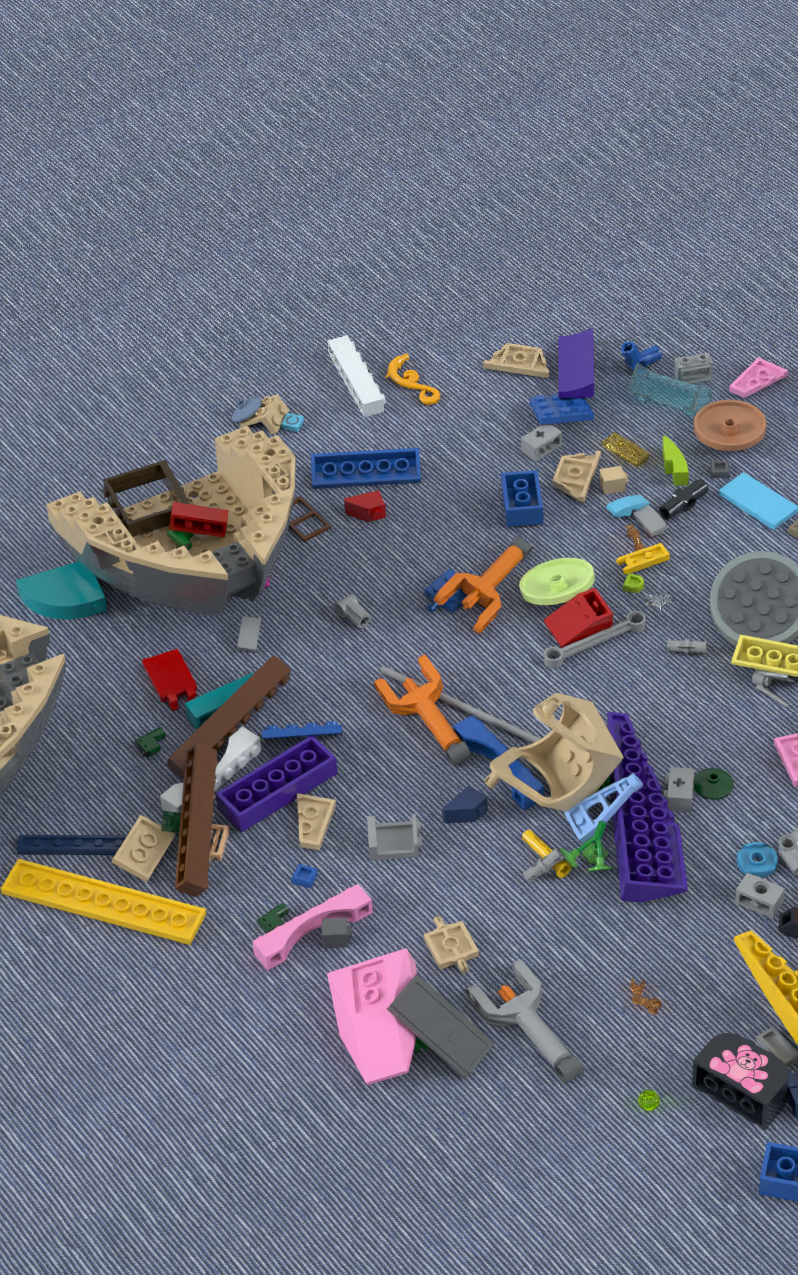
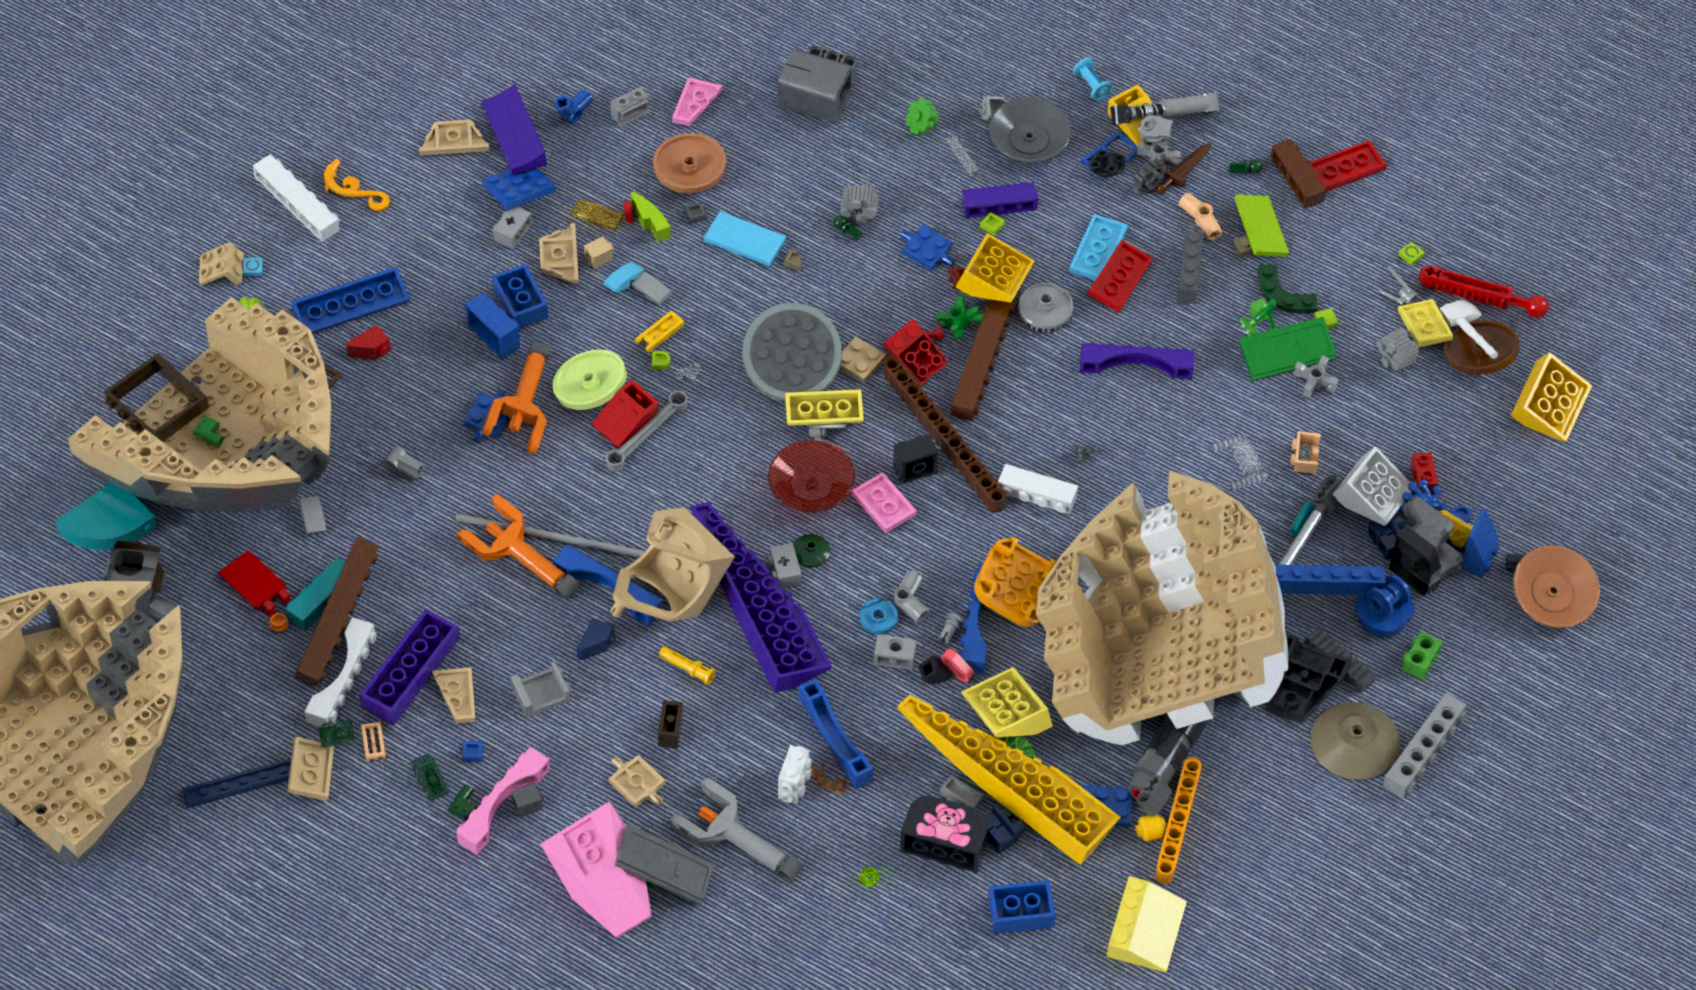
camera: 25 degrees left, 10 degrees up
(68, 638) = (140, 563): none -> flat silver piece
(104, 901) = (294, 832): yellow plate -> none
(148, 743) = (263, 658): dark green piece -> none
(175, 716) = (278, 622): none -> orange plate
(196, 820) = (352, 726): reddish brown brick -> none
(198, 519) = (222, 411): red brick -> none
(246, 409) = (201, 265): sand blue dish -> none
(251, 886) = (429, 776): none -> clear green slope
(293, 730) = (418, 603): blue plate -> none
(485, 515) = (492, 325): none -> blue piece
(504, 900) = (670, 724): none -> dark brown brick
(543, 865) = (691, 679): light grey pin -> none
(579, 816) = (707, 623): light blue plate -> none
(593, 853) = (730, 652): bright green plant -> none
(608, 979) = (794, 774): none -> white brick
(638, 545) = (650, 319): clear orange arm -> none
(655, 451) = (628, 211): none -> red tile
(668, 391) = (618, 139): clear light blue windscreen -> none
(670, 971) = (848, 756): none -> blue arch
(683, 499) = (674, 256): black piece -> none
(687, 646) = (736, 415): light grey pin -> none
(737, 714) = (811, 463): none -> clear red dish

